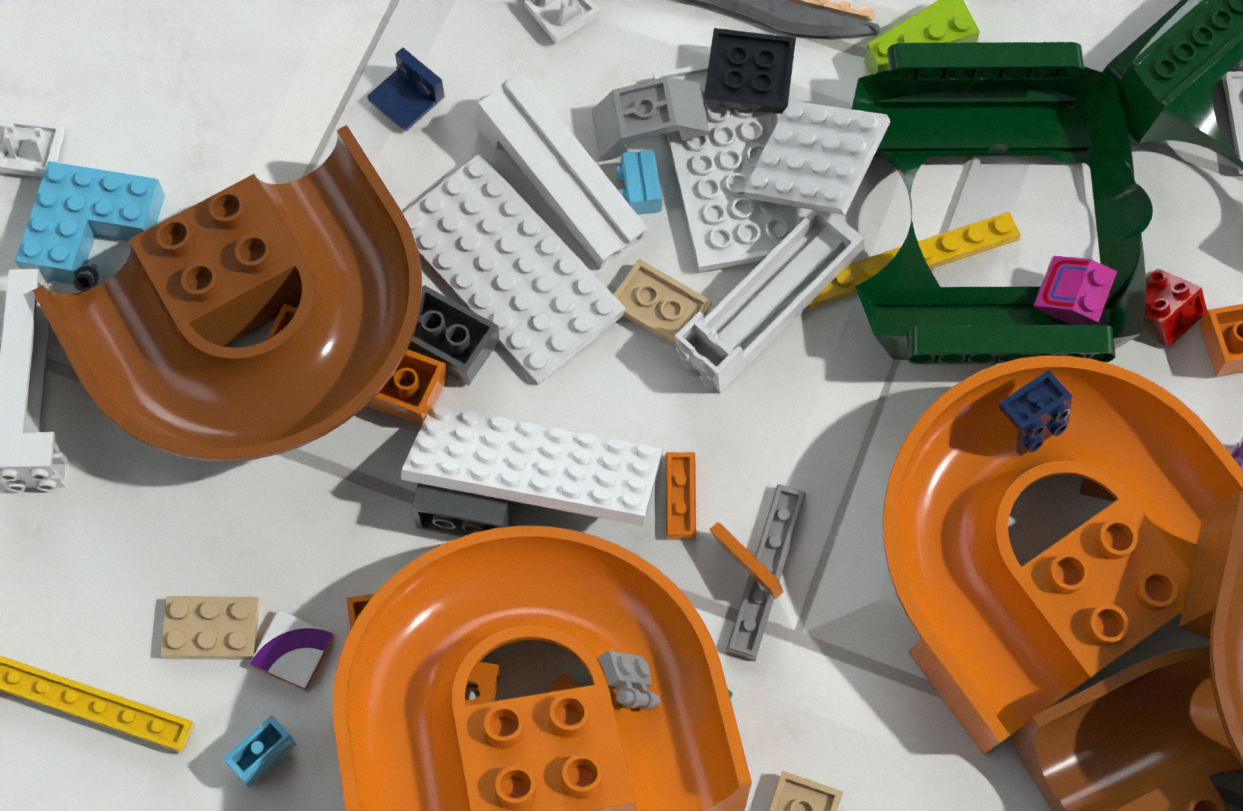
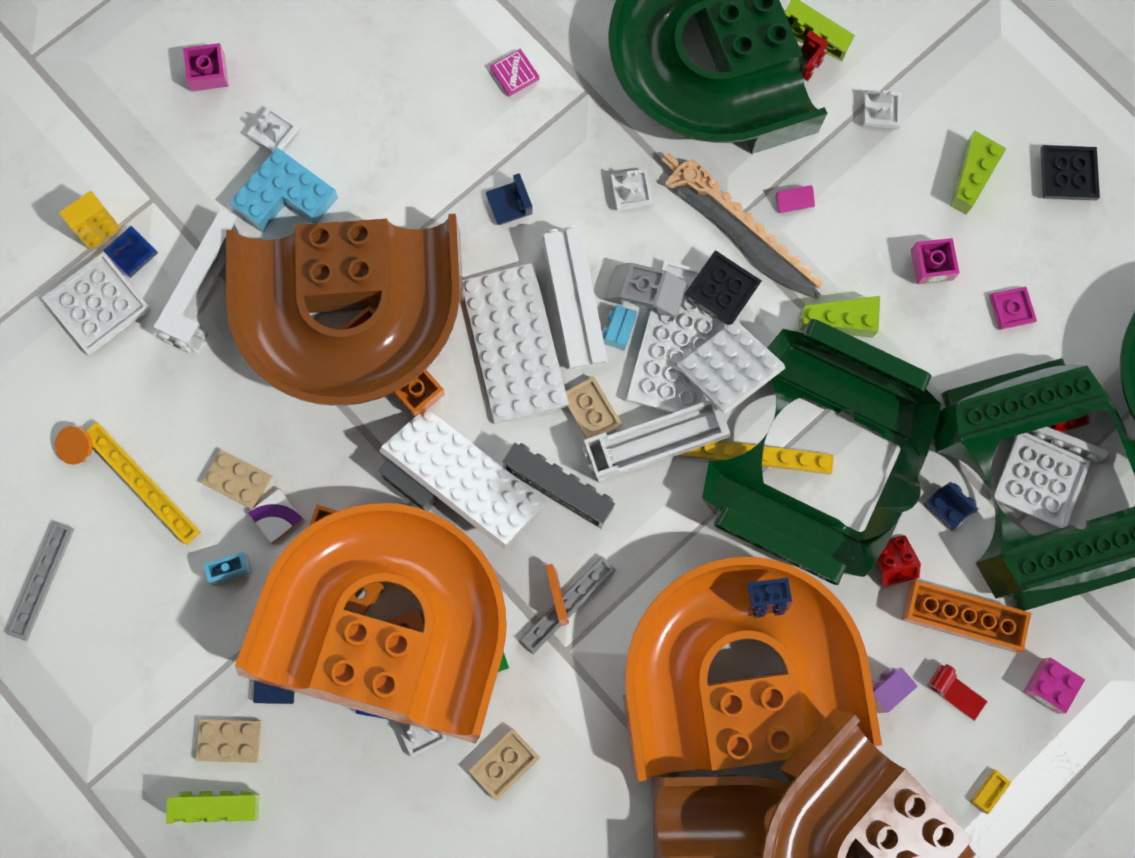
camera: 20 degrees right, 10 degrees up
(86, 277) = (265, 232): black axle -> none
(453, 335) = (457, 371): dark grey brick -> none
(631, 678) = (447, 632): light grey plate -> none
(671, 416) = (558, 485): none -> dark grey brick
(680, 495) = (542, 534): orange tile -> none
(1075, 290) = (842, 527): dark pink slope -> none
(1196, 199) = (951, 505): none -> dark blue bracket

